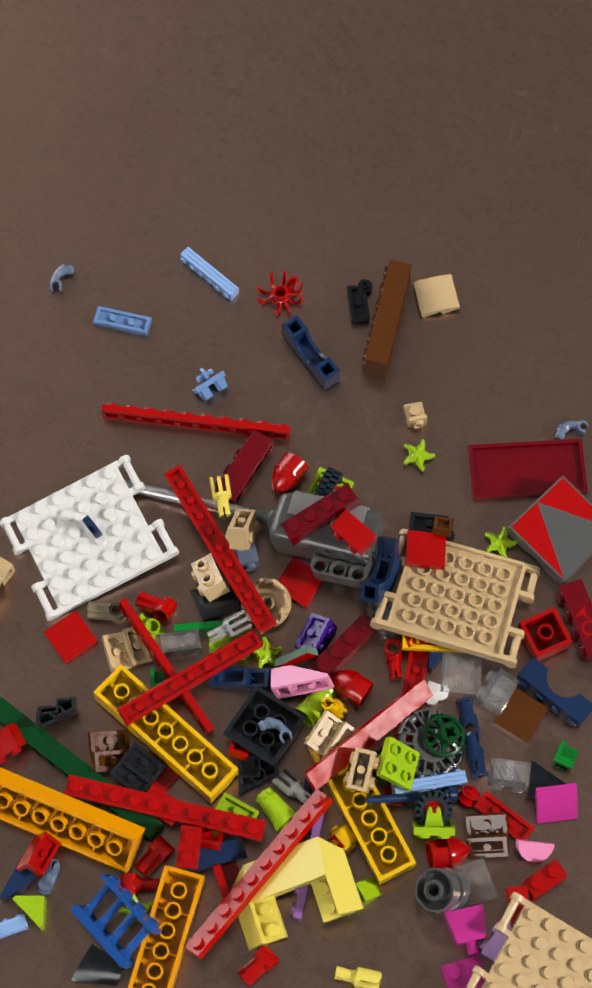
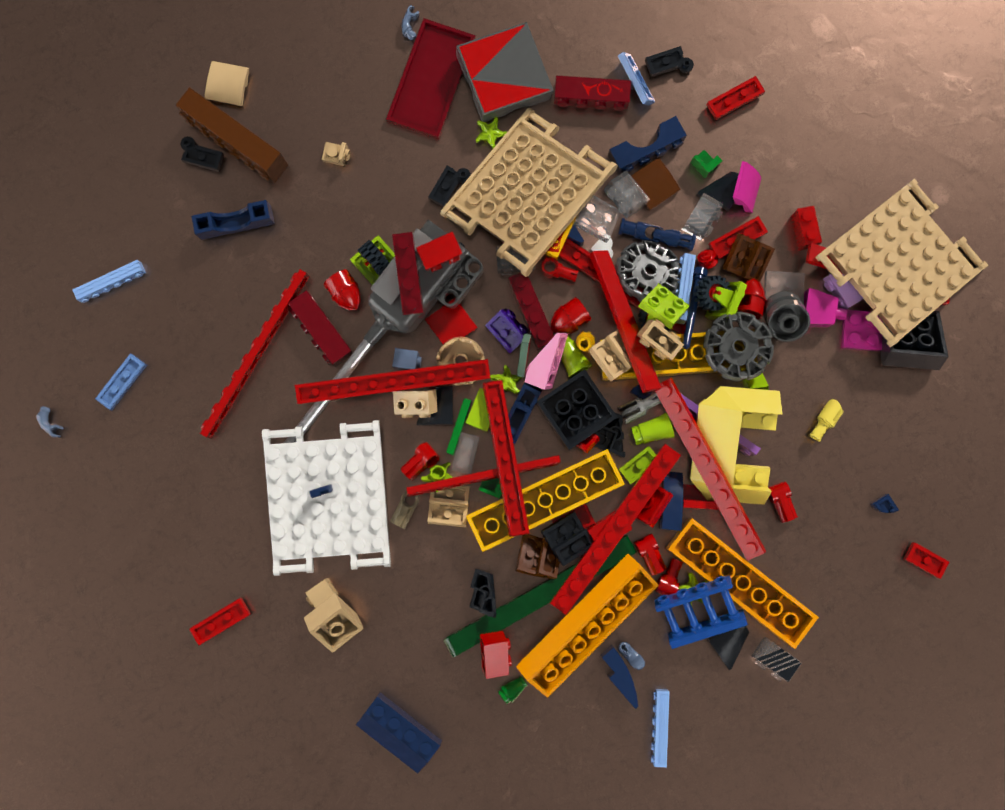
camera: 65 degrees left, 15 degrees up
(34, 908) = (654, 680): lime slope -> none
(39, 854) = (613, 659): red panel -> none
(70, 637) = (415, 551): red tile -> none
(189, 847) = (665, 521): red brick -> none
(218, 381) = (222, 317): medium blue hips -> none
(221, 497) = (344, 359): light yellow arm -> none
(226, 629) = (472, 401): light grey arm -> none
(242, 529) = (385, 353): tan brick -> none
(272, 723) = (580, 401): sand blue piece -> none
(281, 293) = (161, 223): red animal -> none
(342, 837) = (701, 384): yellow head -> none
(384, 572) = (479, 244): dark blue arch -> none
(390, 864) = (730, 354): none -> dark grey plate
(417, 455) = (376, 167): lime animal -> none
(425, 550) = (472, 198): red tile -> none
(442, 526) = (456, 173): reddish brown tile -> none
(446, 734) = (650, 254): dark green wheel -> none
(534, 850) = (777, 224): bright pink tile -> none
(545, 634) = (594, 129): red brick -> none

